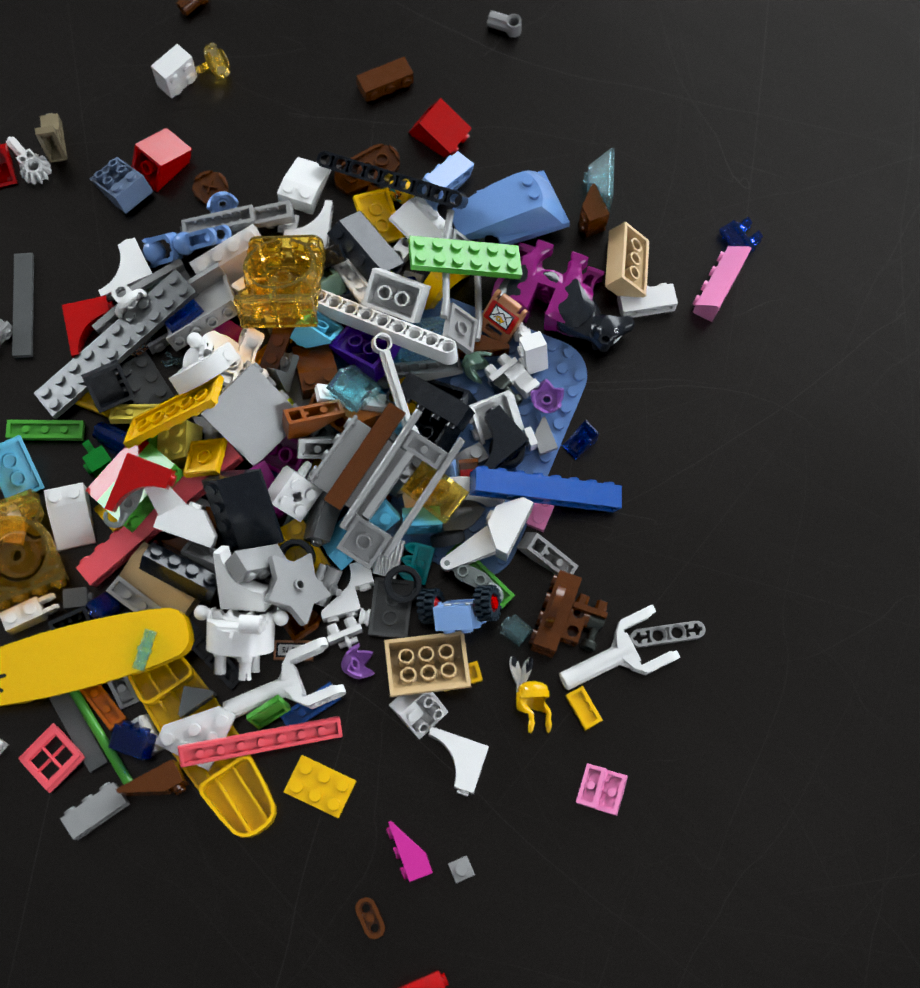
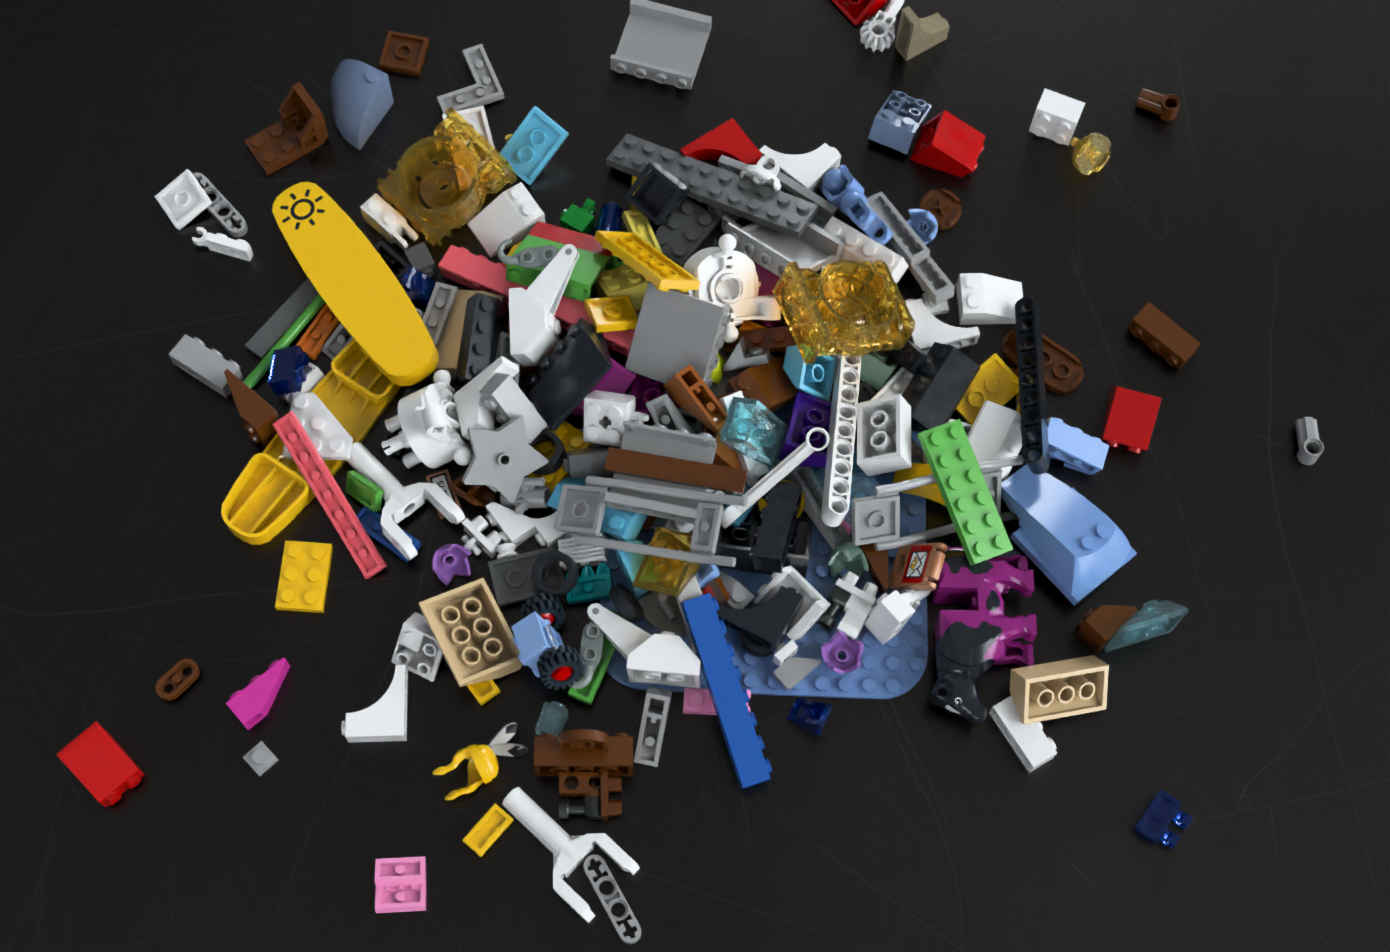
camera: 70 degrees right, 5 degrees down
(23, 305) = (720, 85): dark grey tile -> none
(46, 430) = (591, 160): bright green plate -> none
(64, 770) = (240, 321): coral piece -> none
(136, 475) = (557, 247): red arch -> none
(144, 649) = (379, 336): clear light blue pin -> none
(184, 316) = (766, 234): clear blue tile -> none
(193, 699) = (352, 411): dark grey slope -> none
(205, 369) = (702, 268): white arch -> none
(720, 282) = (1088, 813): bright pink slope -> none

